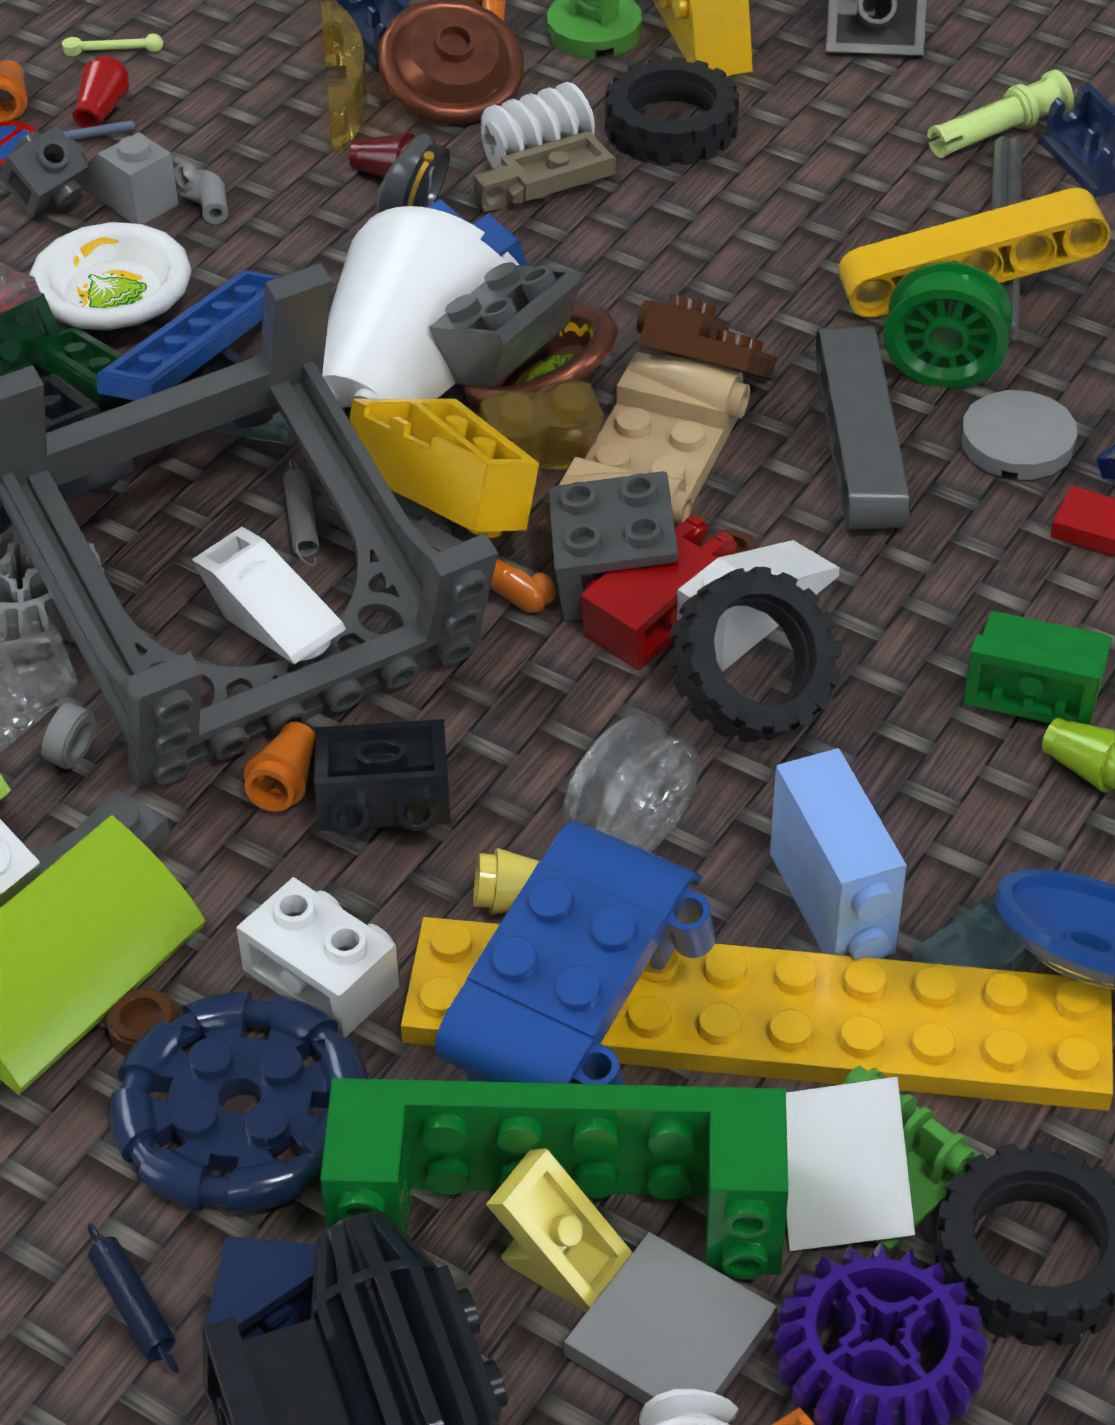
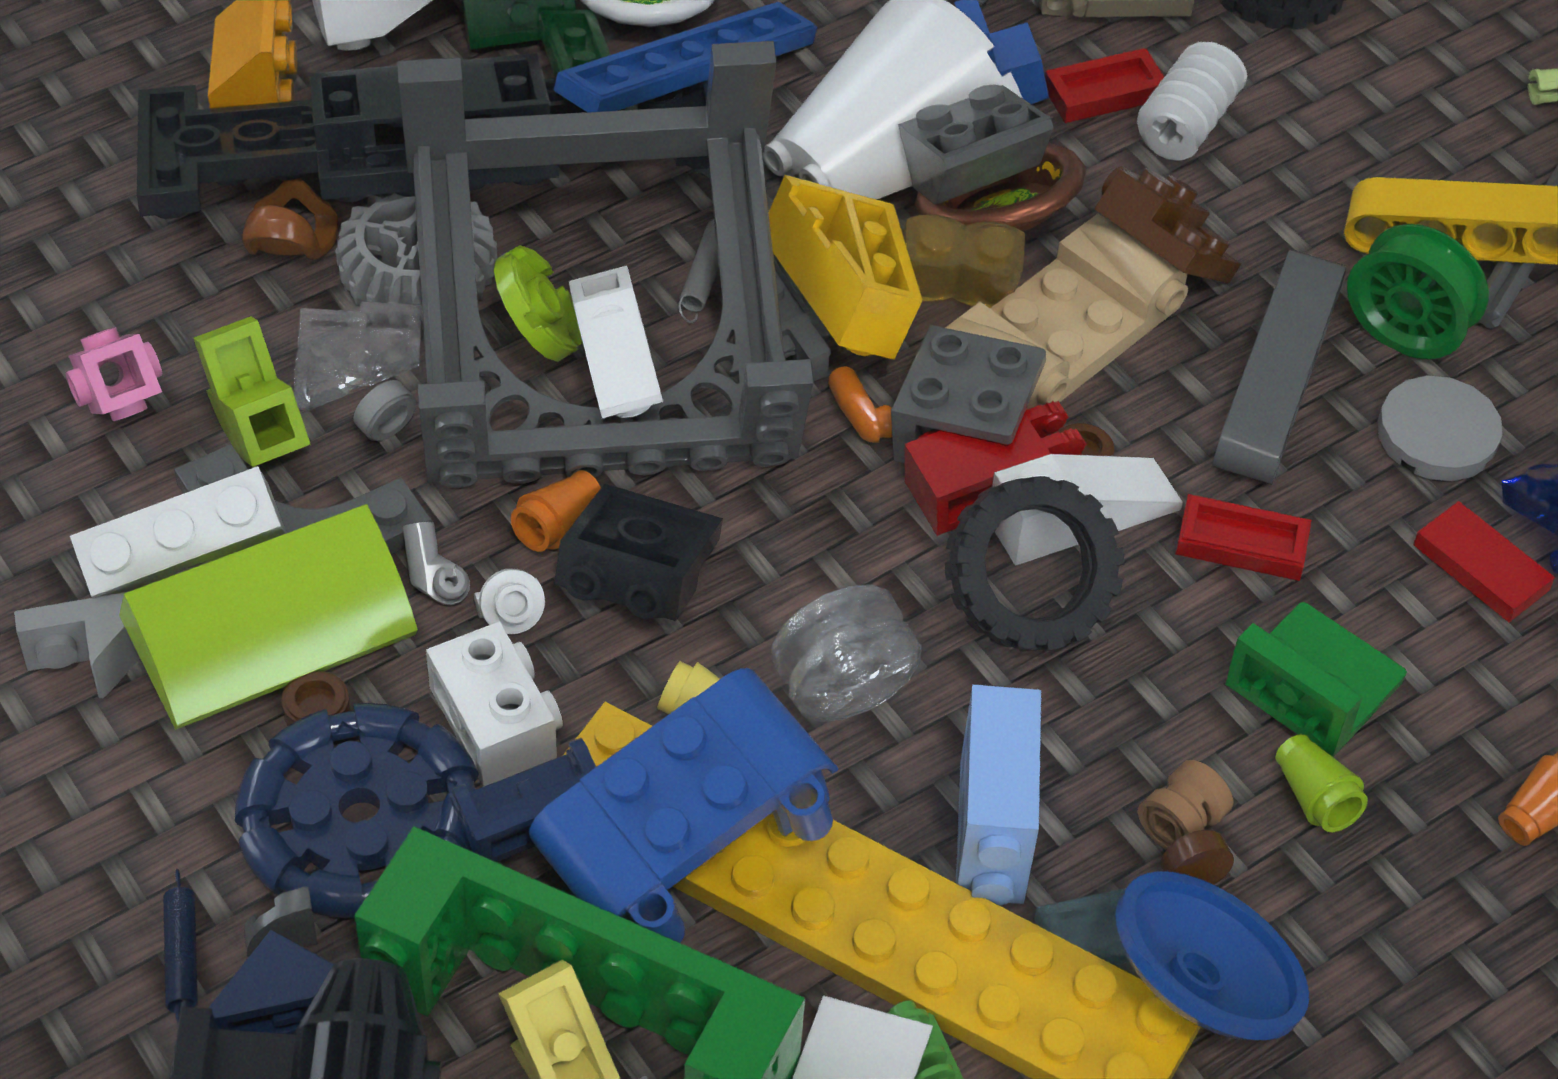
camera: 20 degrees right, 5 degrees up
(171, 589) = (536, 307): none -> lime tile
(191, 864) = (429, 570): none -> light grey arm
(234, 1217) = (290, 918): none -> dark grey tile
(281, 856) = (512, 599): none -> white plate
(403, 1034) = (501, 813): none -> dark blue hinge
(581, 245) = (1103, 85): none -> red tile
(660, 237) = (1191, 100): none -> white piece
(907, 578) = (1243, 537): none -> red tile
(994, 814) = (1191, 801): none -> medium nougat wheel
(1031, 848) = (1199, 855): none -> reddish brown tile

